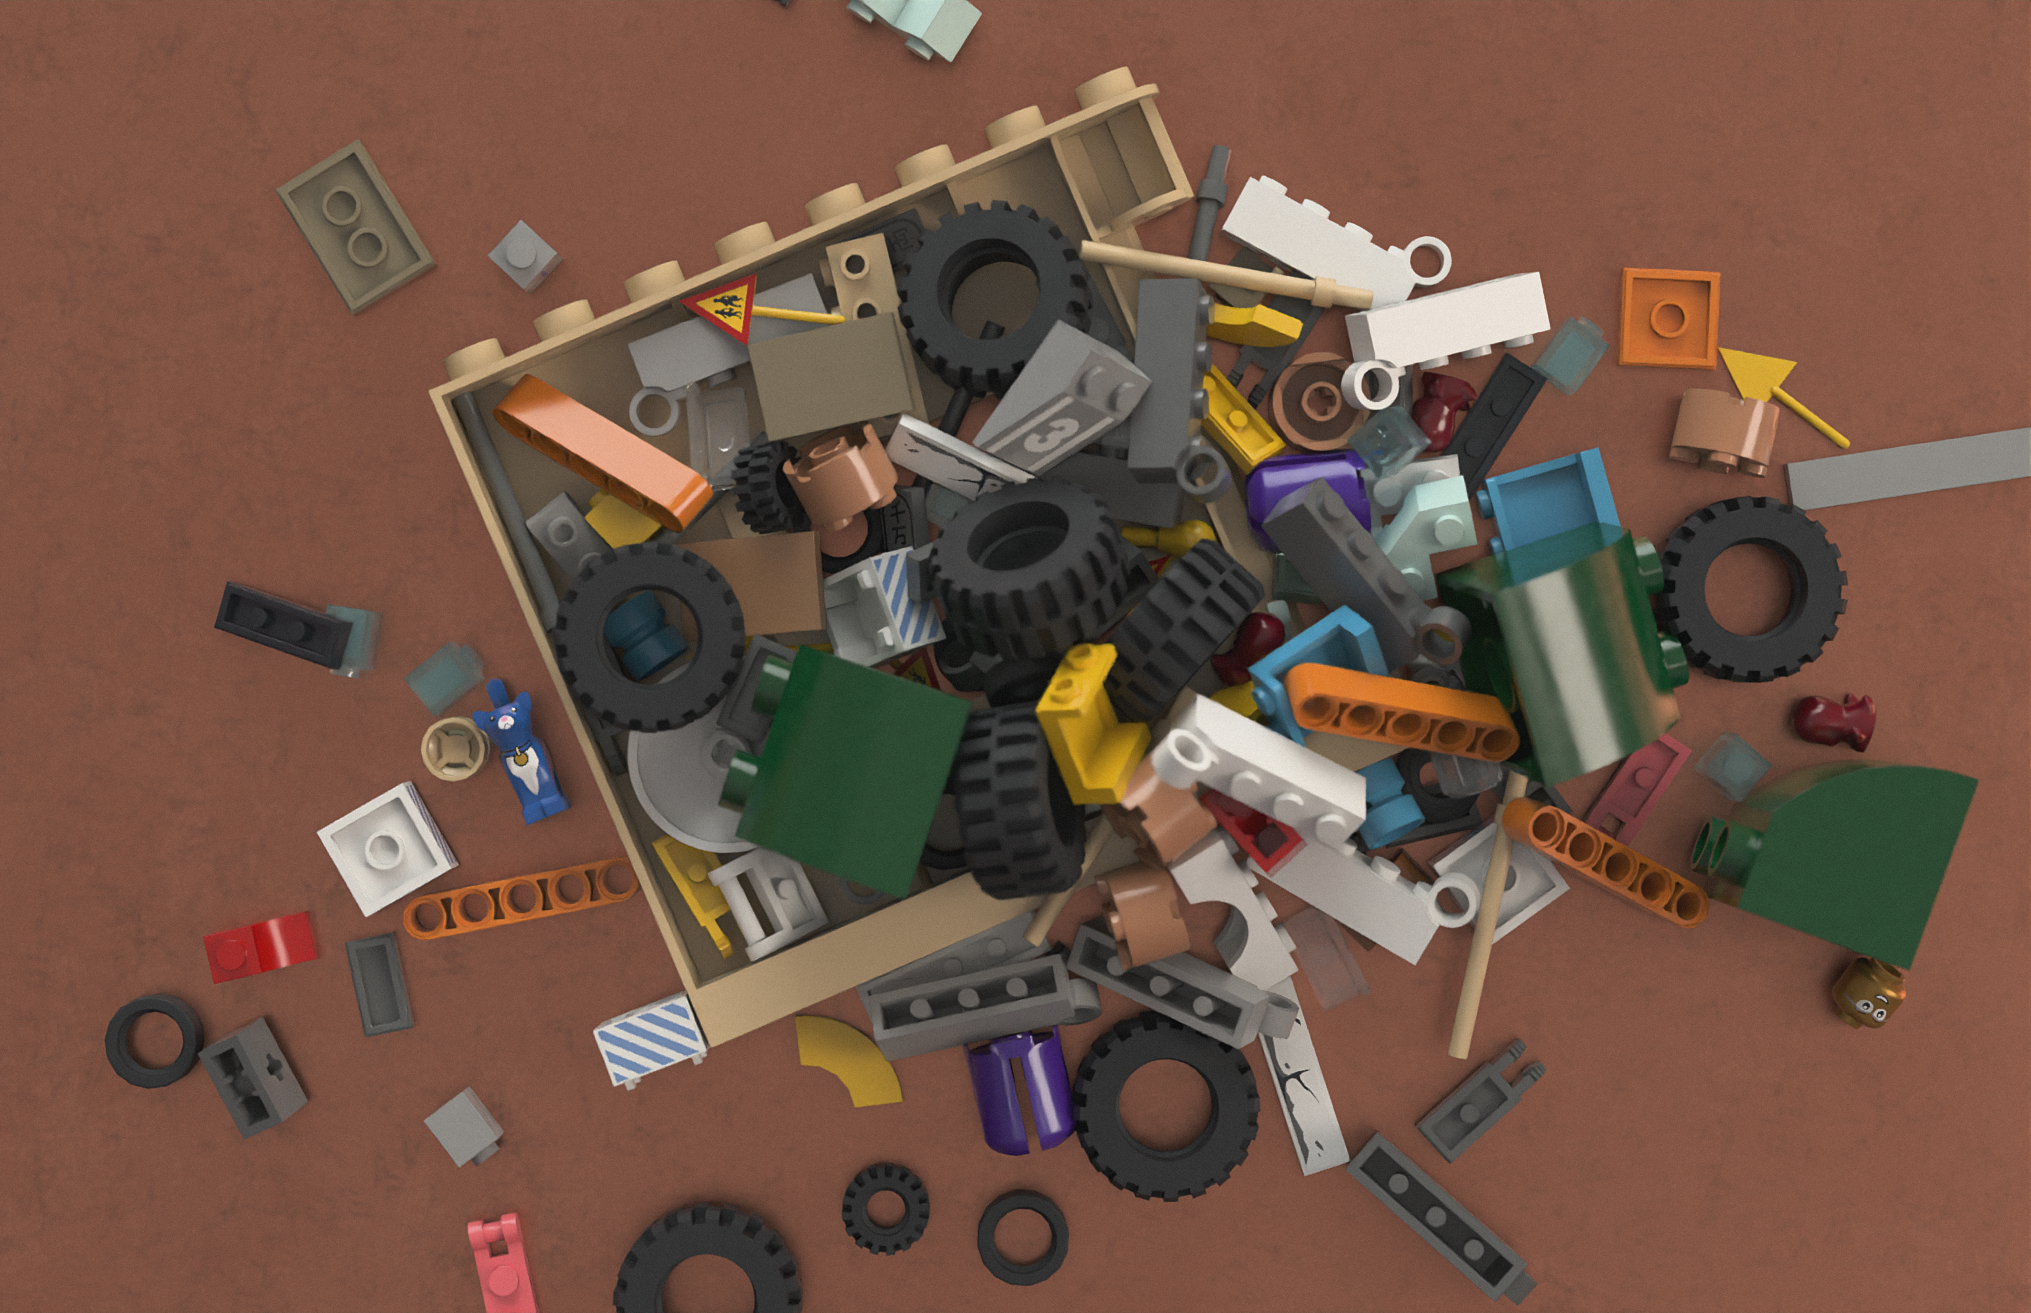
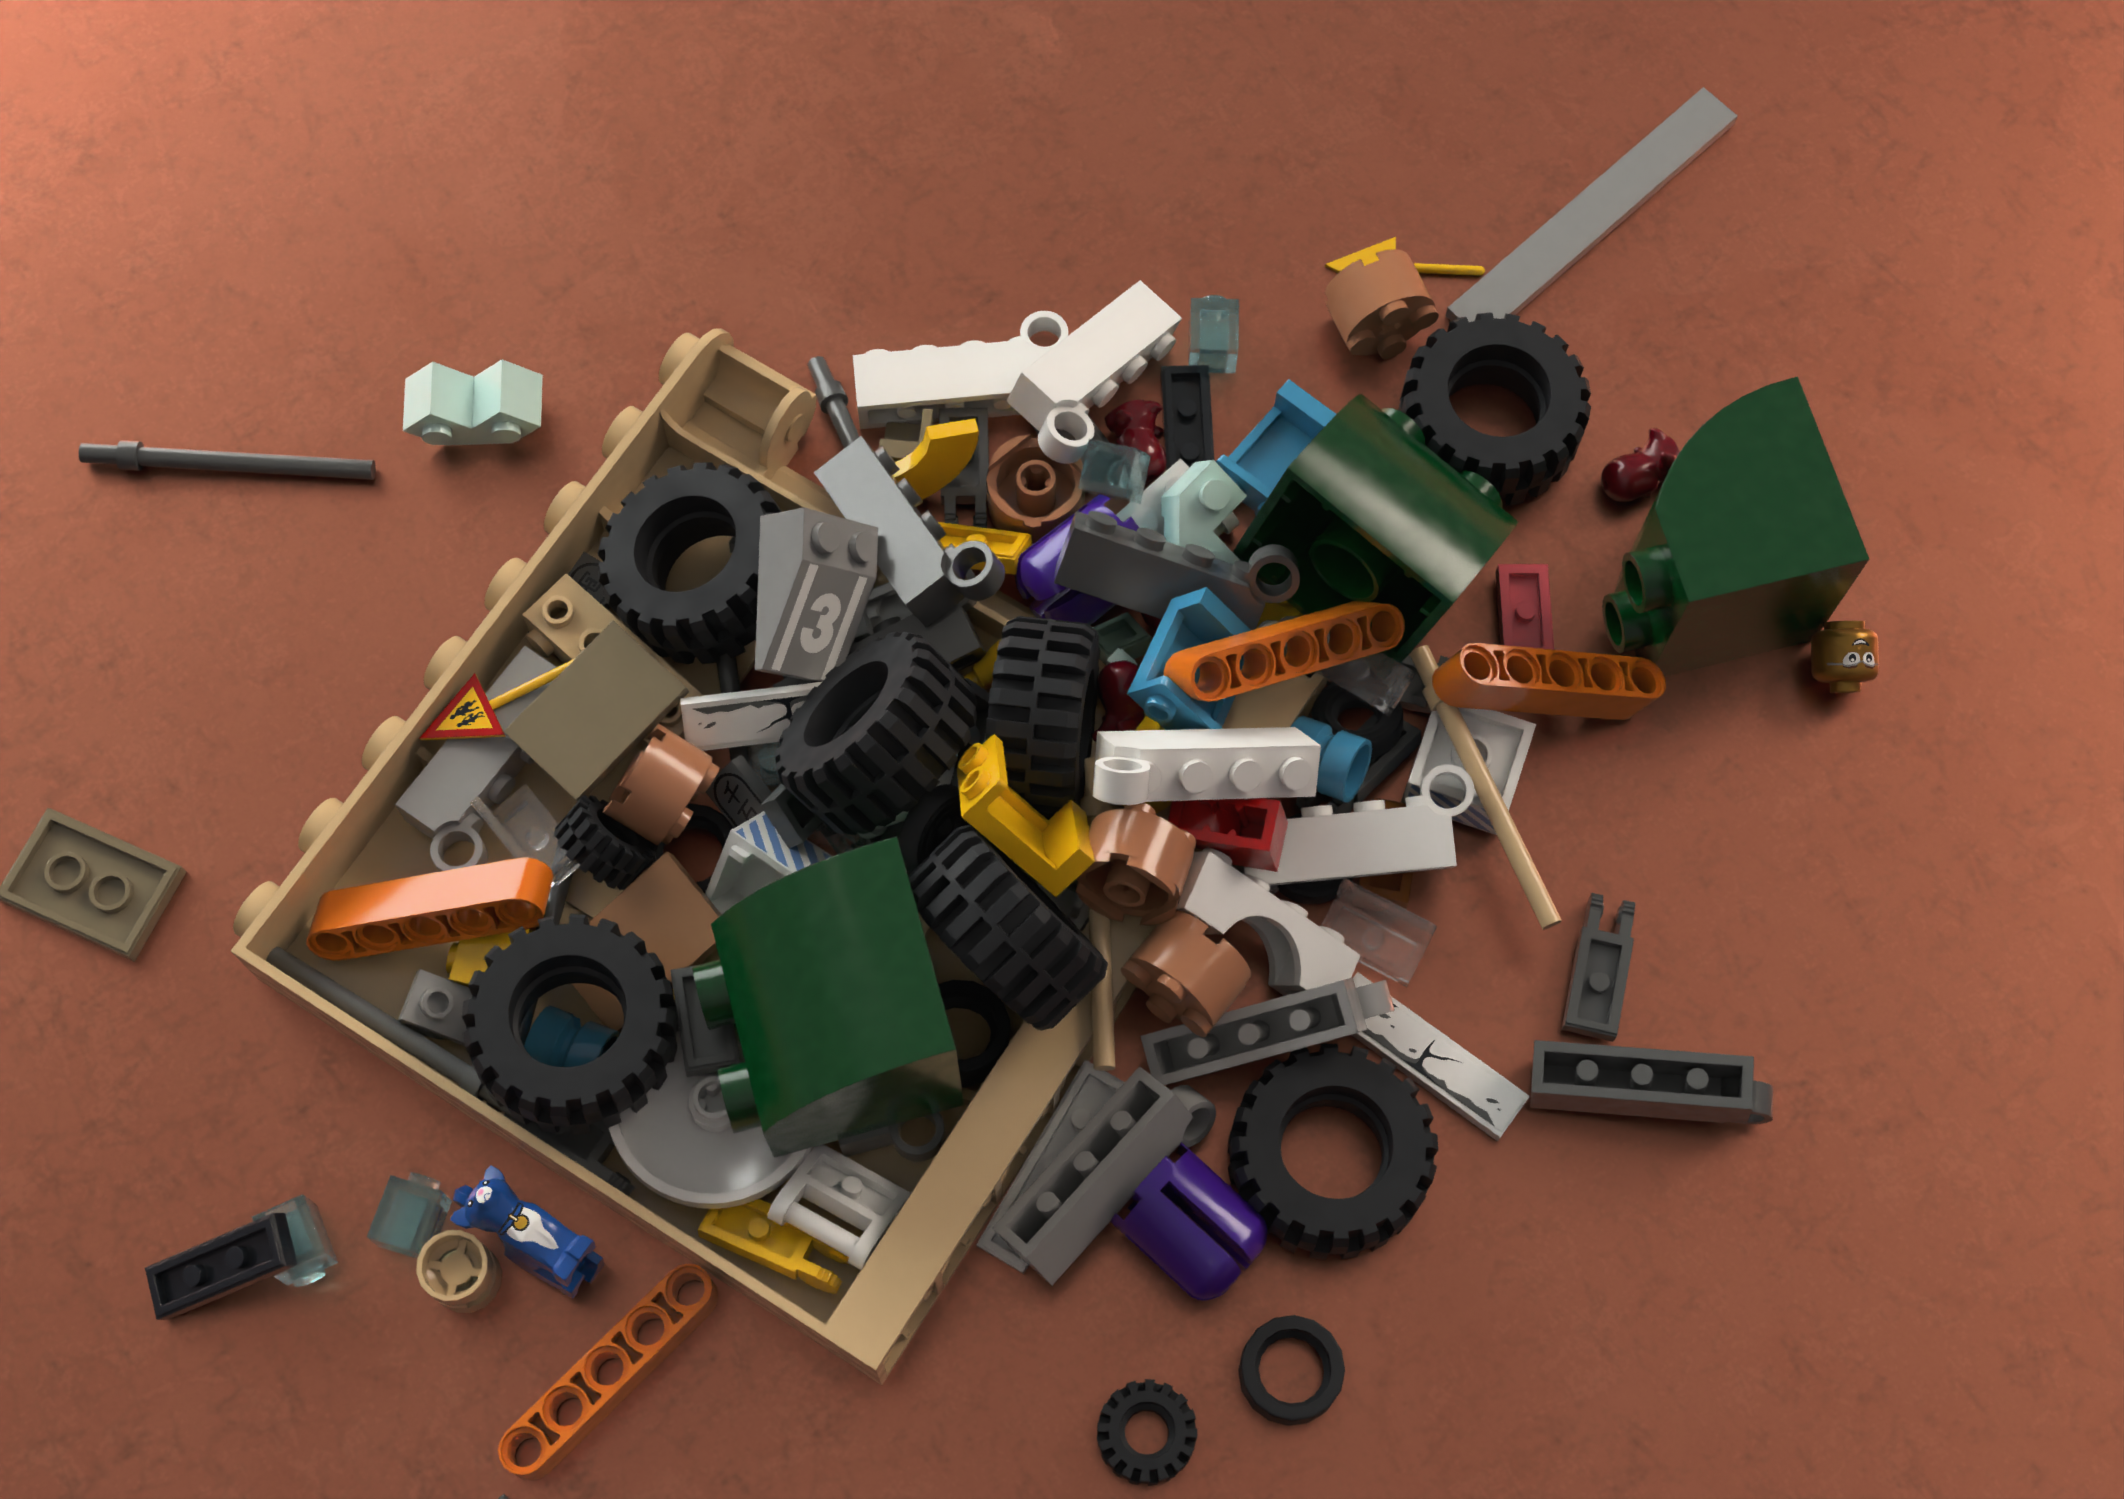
camera: 40 degrees left, 20 degrees down
(387, 848) = (448, 1408): white container -> none
(525, 257) = (261, 805): light grey brick -> none
(651, 1039) = (817, 1410): container -> none
(850, 1056) = (1016, 1314): yellow tile -> none
(1321, 291) = (973, 399): tan bar -> none
(1668, 319) = (1270, 266): orange tile -> none
(1732, 766) = (1589, 554): clear light blue brick -> none

